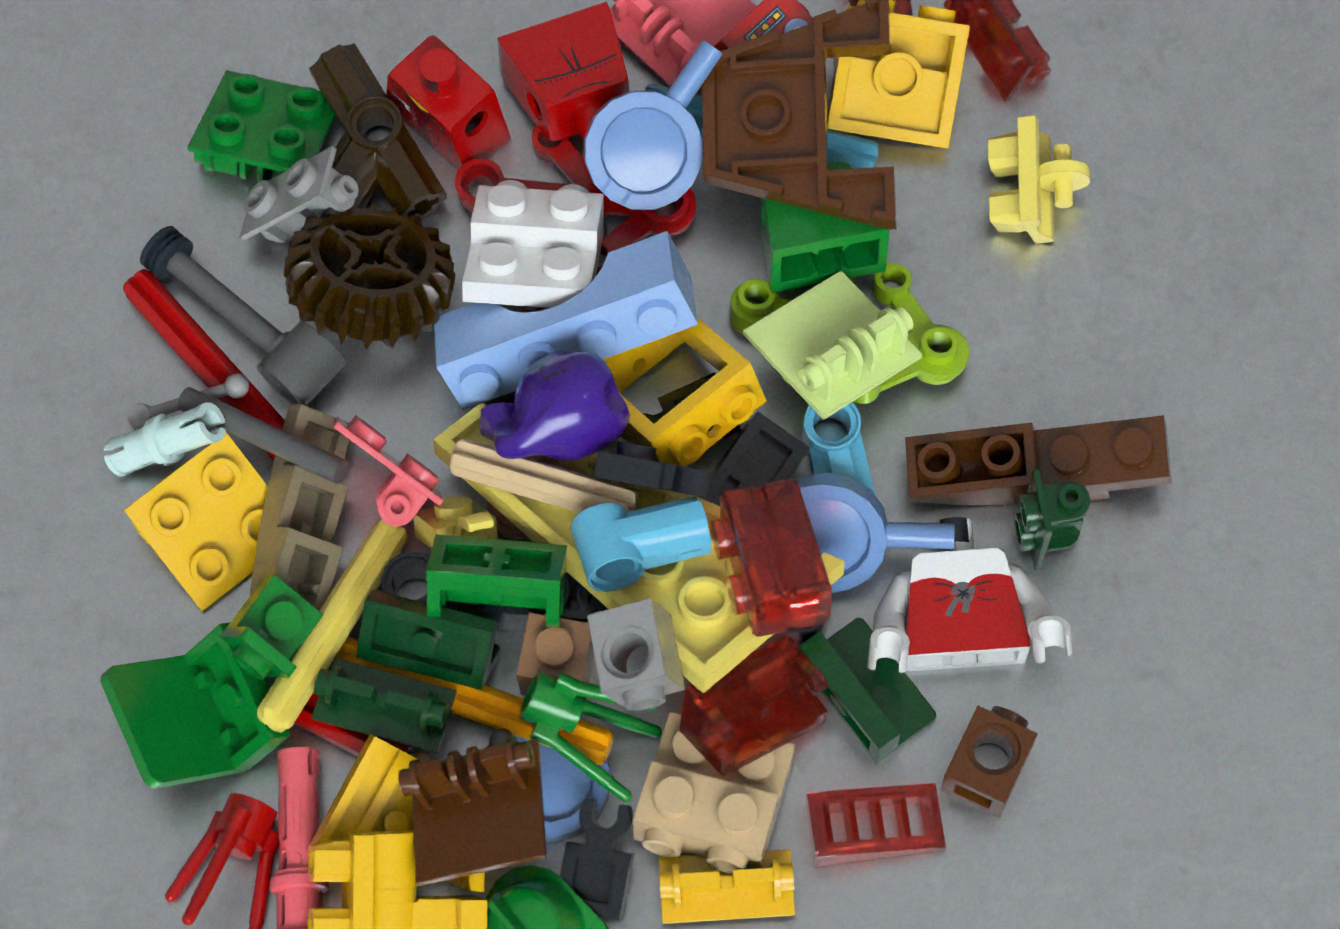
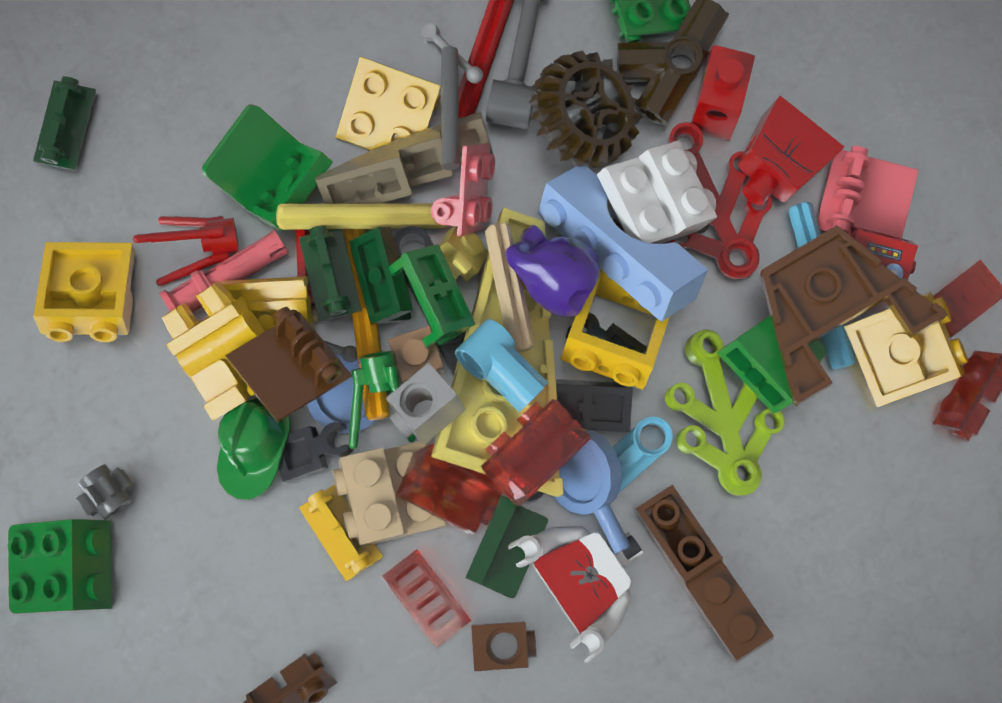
camera: 55 degrees right, 10 degrees up
(165, 439) = (417, 54): light aqua pin -> none
(270, 629) = (331, 182): green bracket -> none
(303, 191) = (609, 38): light grey hinge -> none
(637, 466) = (547, 339): black plate -> none
(646, 143) = (764, 224): medium blue piece -> none
(834, 343) = (701, 409): yellowish green hinge -> none
(1030, 157) = (889, 477): light yellow hips -> none
(1050, 517) = (668, 601): dark green hinge -> none

